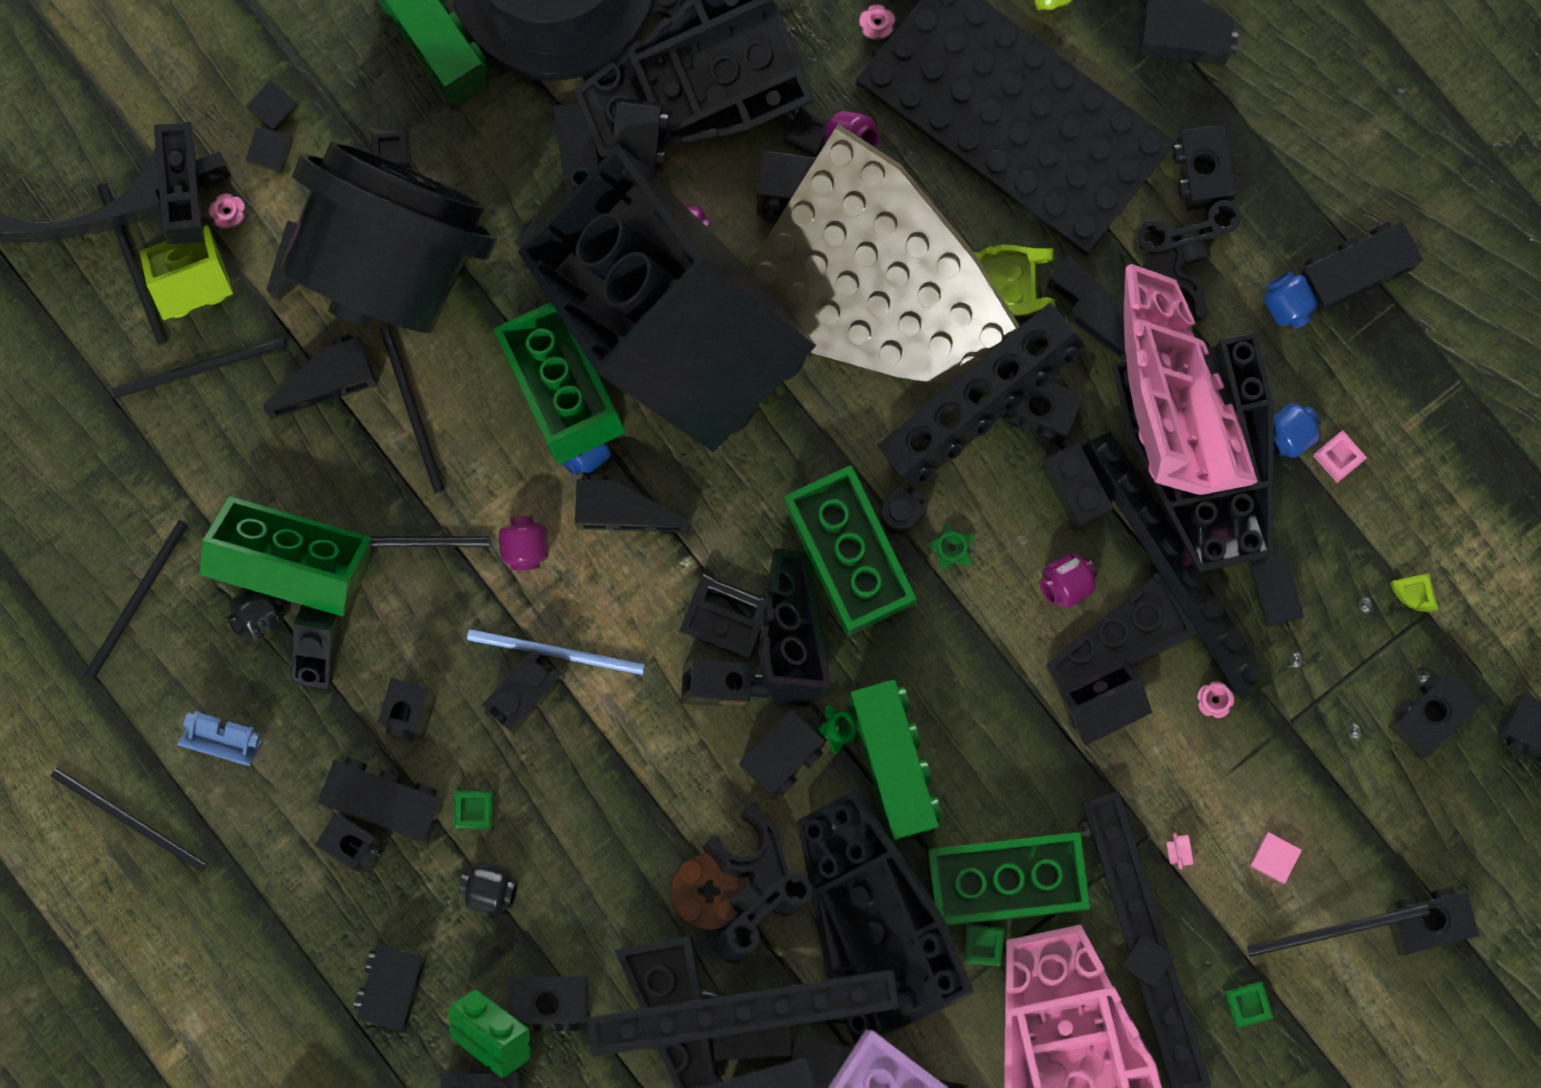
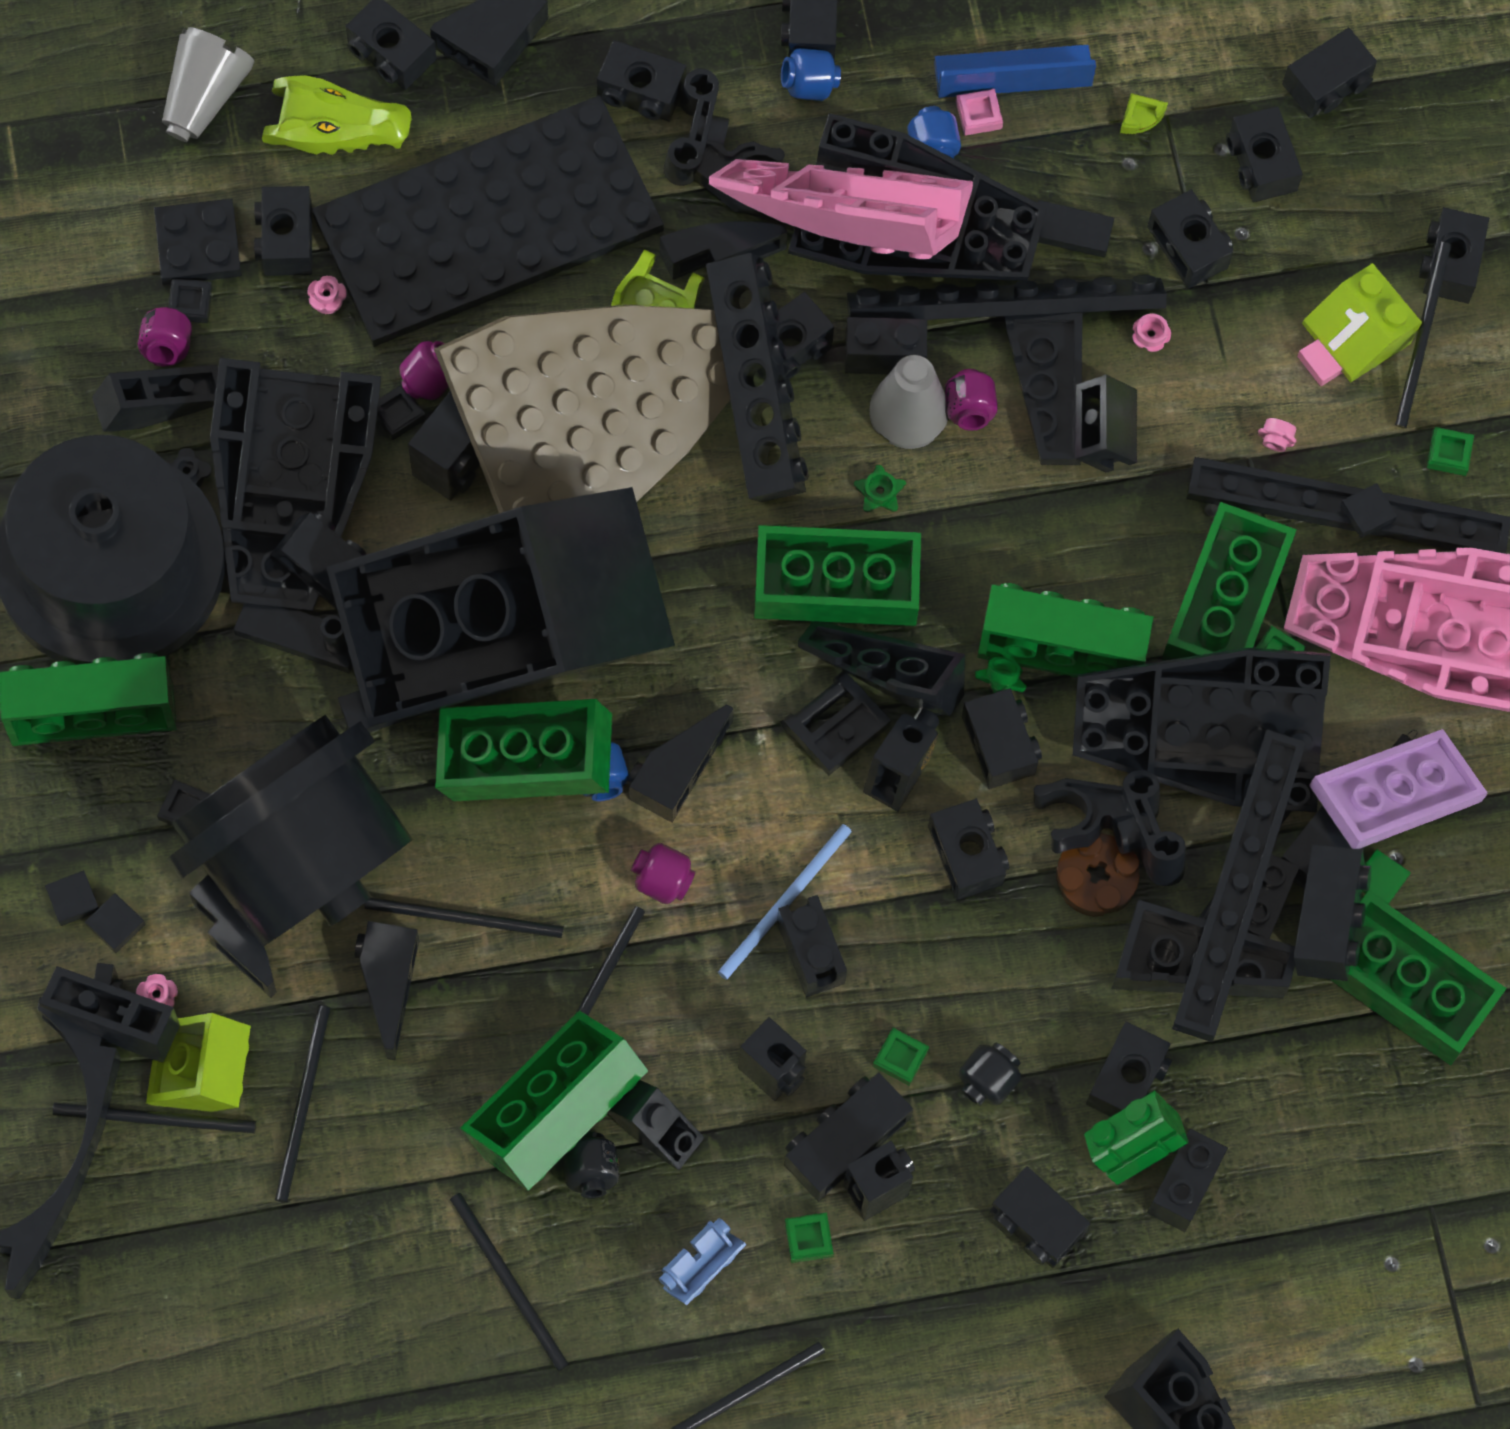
camera: 65 degrees left, 10 degrees down
(287, 812) = (809, 1237): none -> green tile
(678, 753) = (966, 872): none -> black brick
(902, 510) = (820, 508): black plate -> none
(1035, 534) = (909, 404): none -> light grey cone
(1302, 704) = (1191, 259): none -> black brick
(1321, 873) = (1363, 322): none -> lime slope
(1394, 465) = (1014, 70): none -> blue panel

